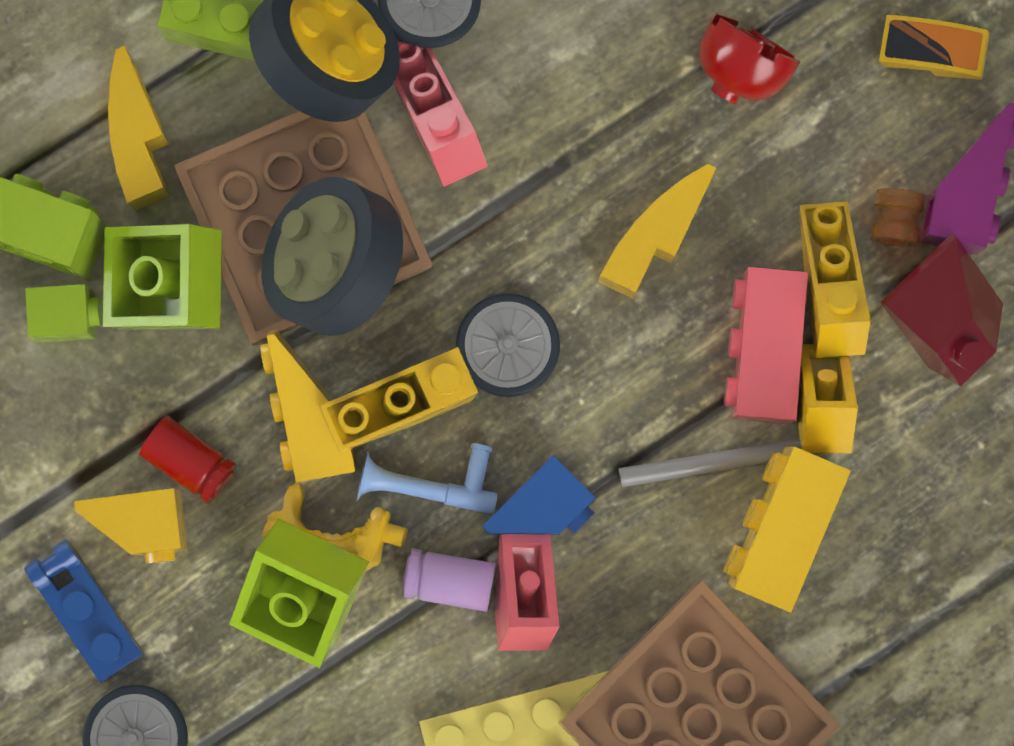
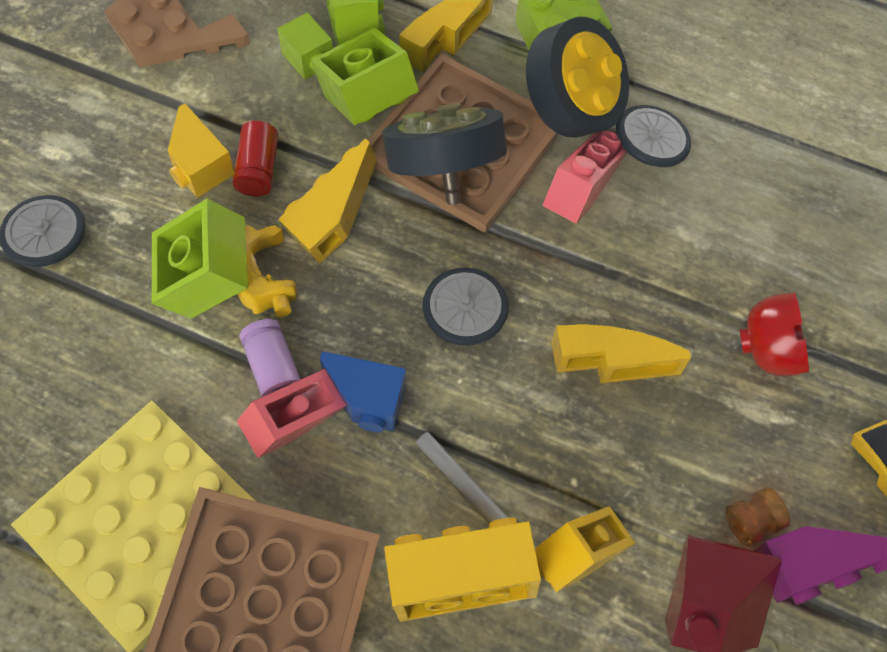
camera: 55 degrees right, 20 degrees down
(85, 612) = (117, 160): blue plate -> none
(400, 400) = (378, 251): yellow slope -> none
(466, 497) = (313, 269): light blue piece -> none
(767, 345) = (591, 477): coral brick -> none
(834, 281) = (672, 499): yellow slope -> none

